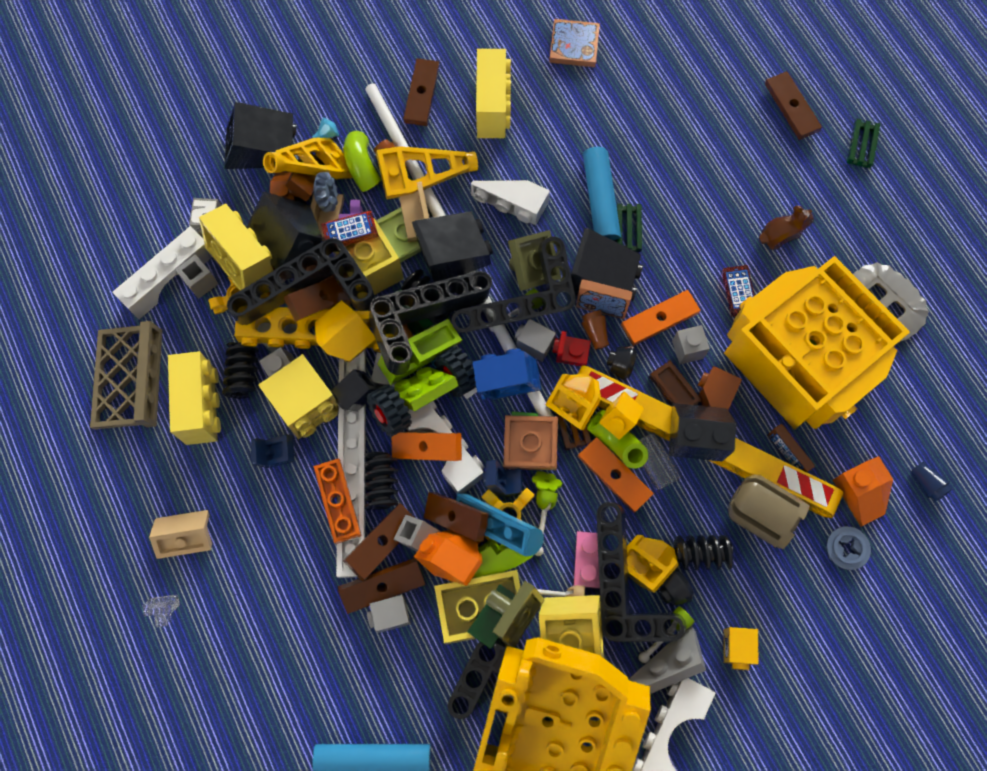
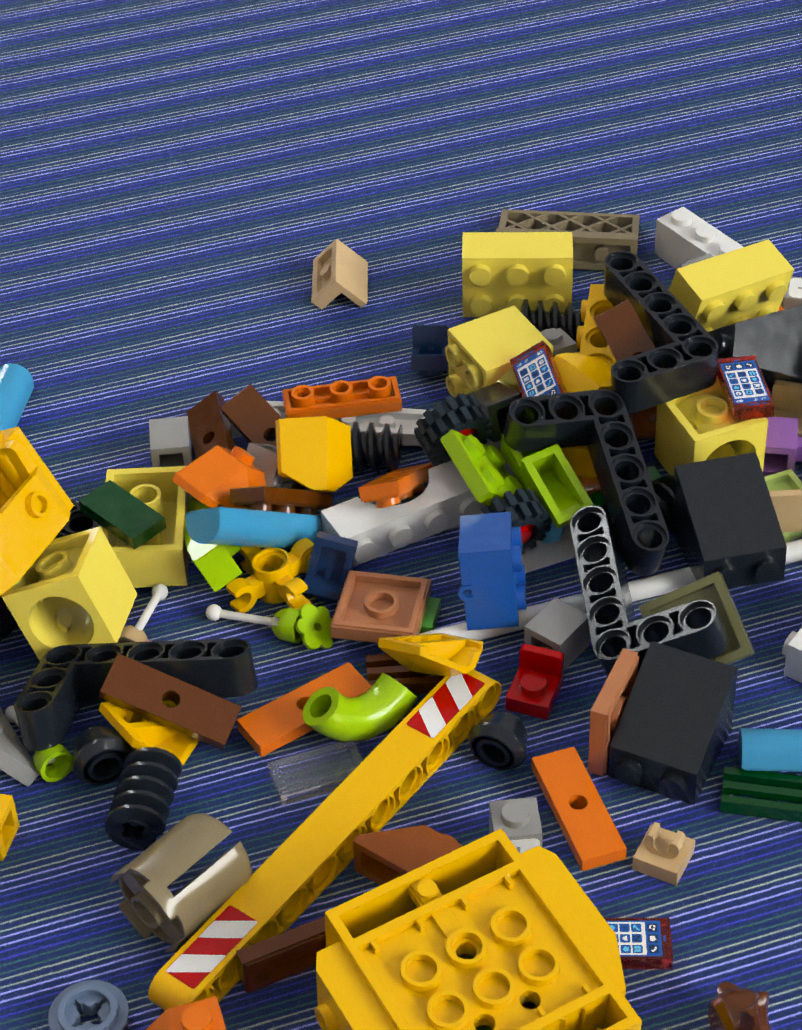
camera: 100 degrees right, 30 degrees down
(161, 609) = (249, 256): clear tile -> none
(346, 356) = (537, 372): none -> tile
(414, 500) = (314, 452): none -> yellow slope
(516, 612) = (114, 505): olive tile -> none
(595, 327) = (565, 716): dark orange cone -> none
(621, 415) = (391, 691): yellow brick -> none
(640, 550) = (145, 689): none -> reddish brown tile
(674, 385) = (450, 812): reddish brown tile -> none
(678, 275) = (663, 854): none -> tan tile
(701, 432) = (334, 771): black slope -> none

